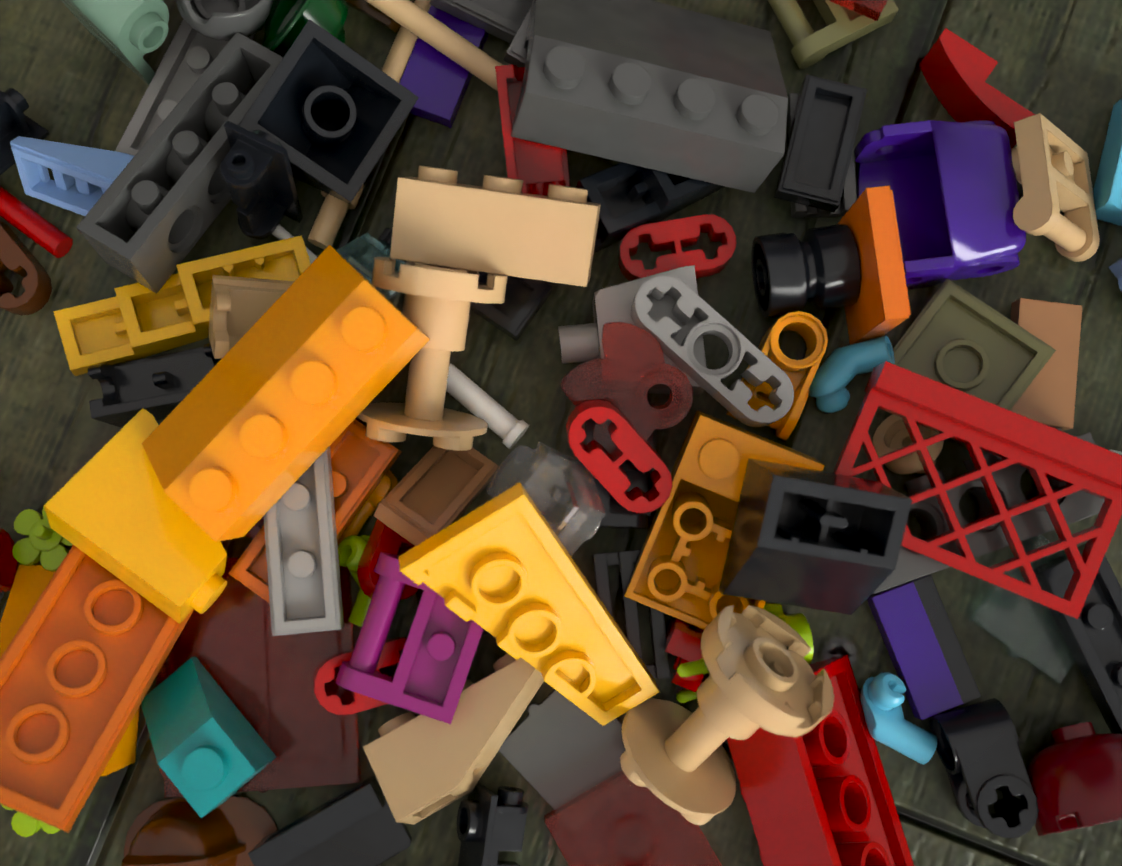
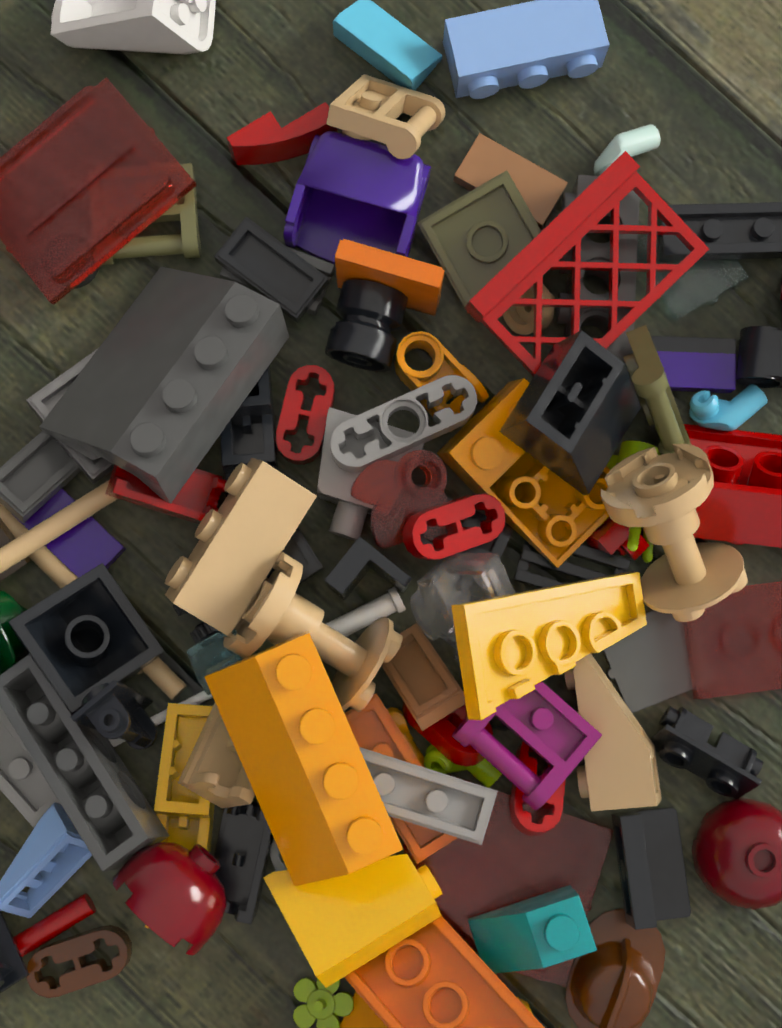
camera: 70 degrees left, 0 degrees up
(83, 317) = (175, 892): none -> dark red cylinder
(527, 367) = (357, 563): none -> black panel
(842, 366) = (450, 328): medium azure arm -> none
(885, 614) = (654, 390): none -> olive plate

